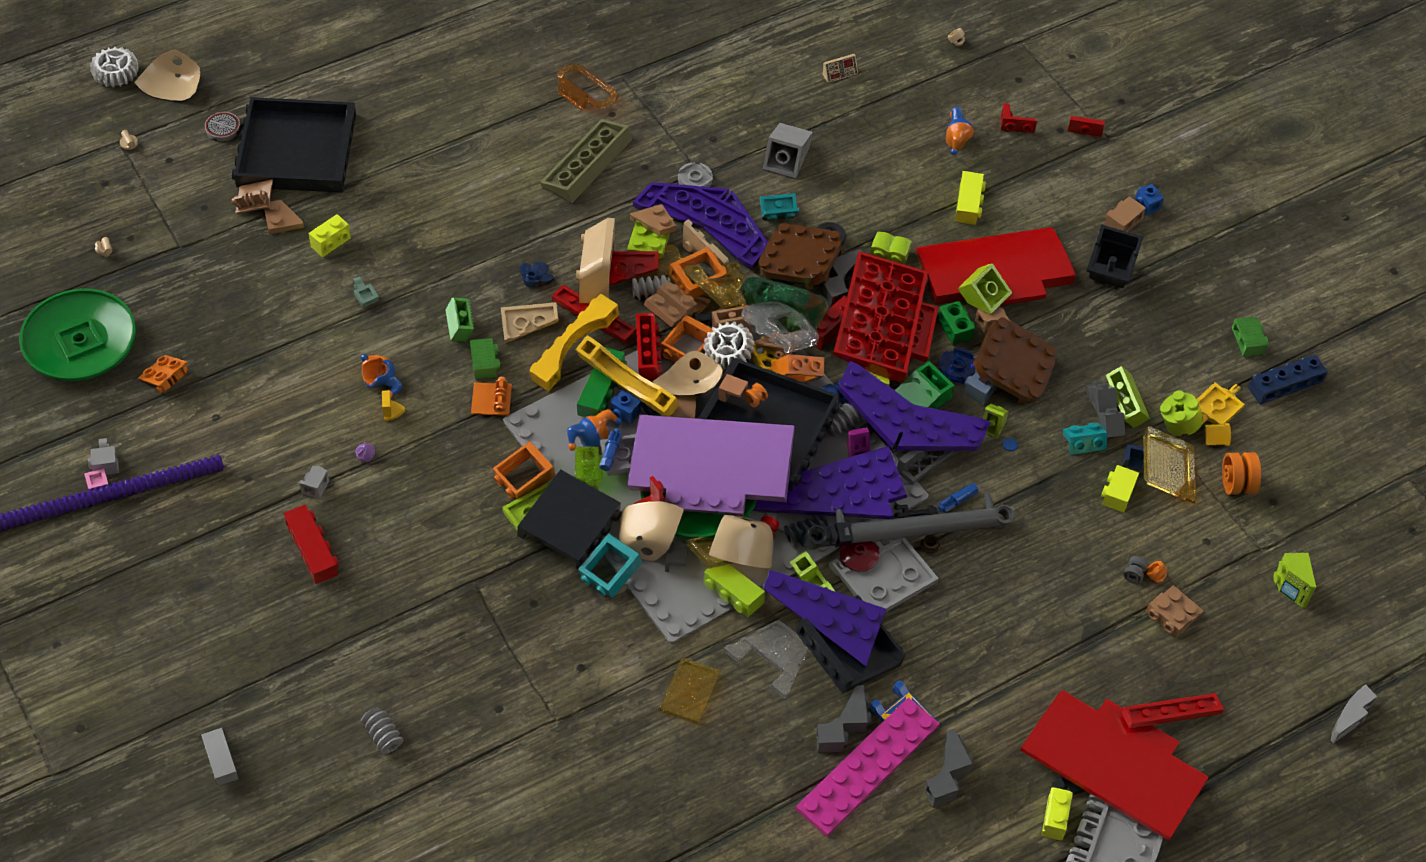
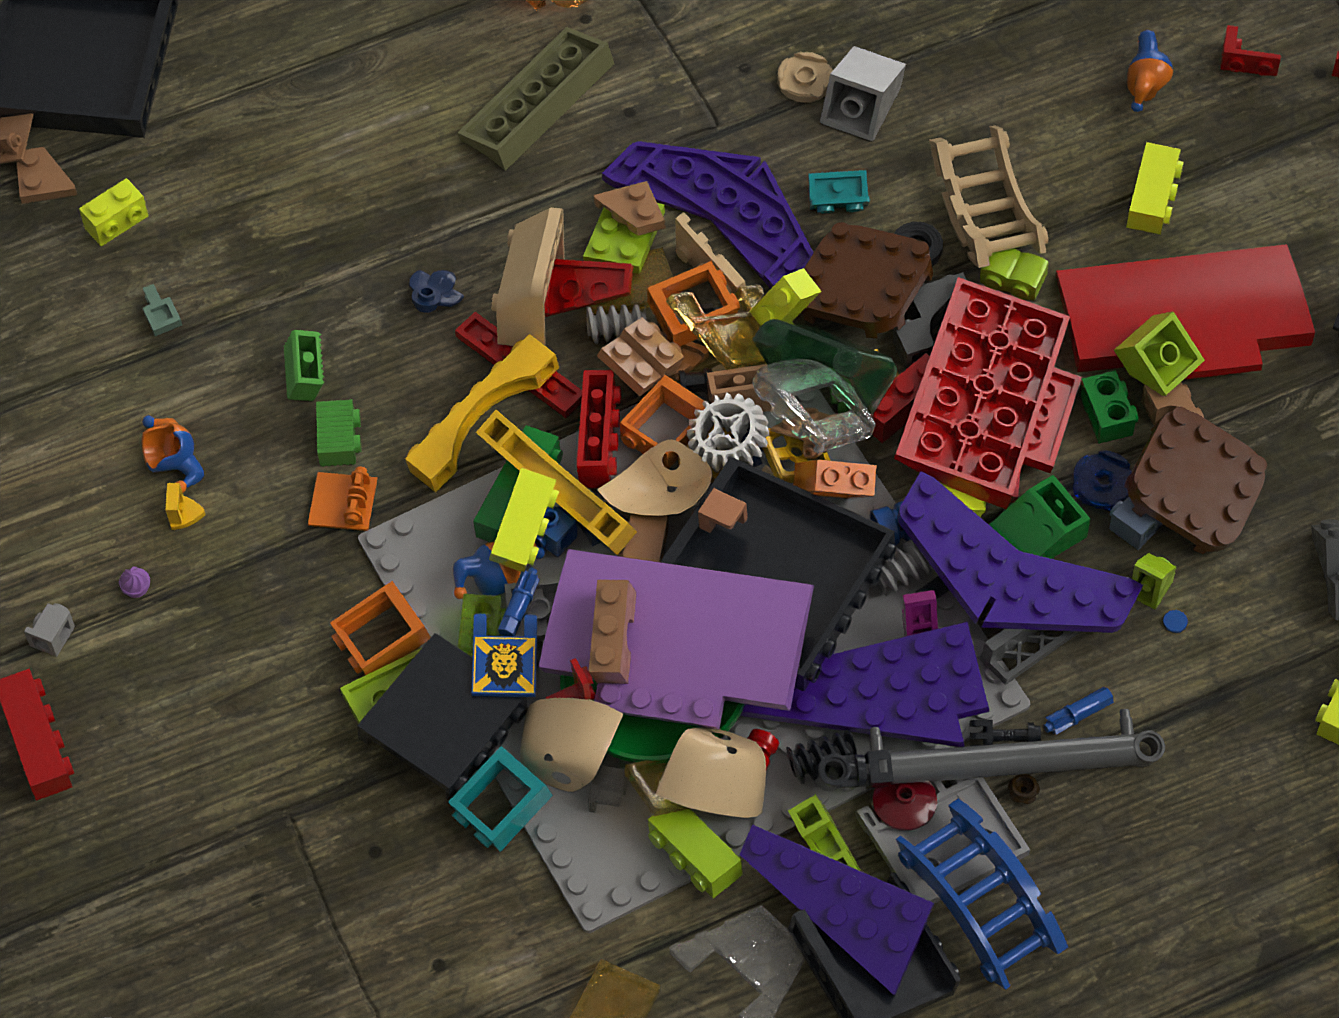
camera: 10 degrees right, 5 degrees up
(525, 319) = (412, 368): tan wing -> none
(605, 485) = (504, 663): none -> flag
(610, 400) = (524, 520): none -> neon yellow brick
(672, 459) = (609, 647): none -> medium nougat arch
(695, 175) = (708, 131): light grey tile -> none
(750, 143) = (804, 77): none -> tan tile
(755, 395) = (758, 525): orange wheel -> none
(757, 265) = (786, 298): none -> neon yellow brick
(855, 217) = (961, 214): none -> tan fence
(928, 587) = (1007, 870): none -> blue fence
(1085, 438) = (1301, 618): teal bracket -> none

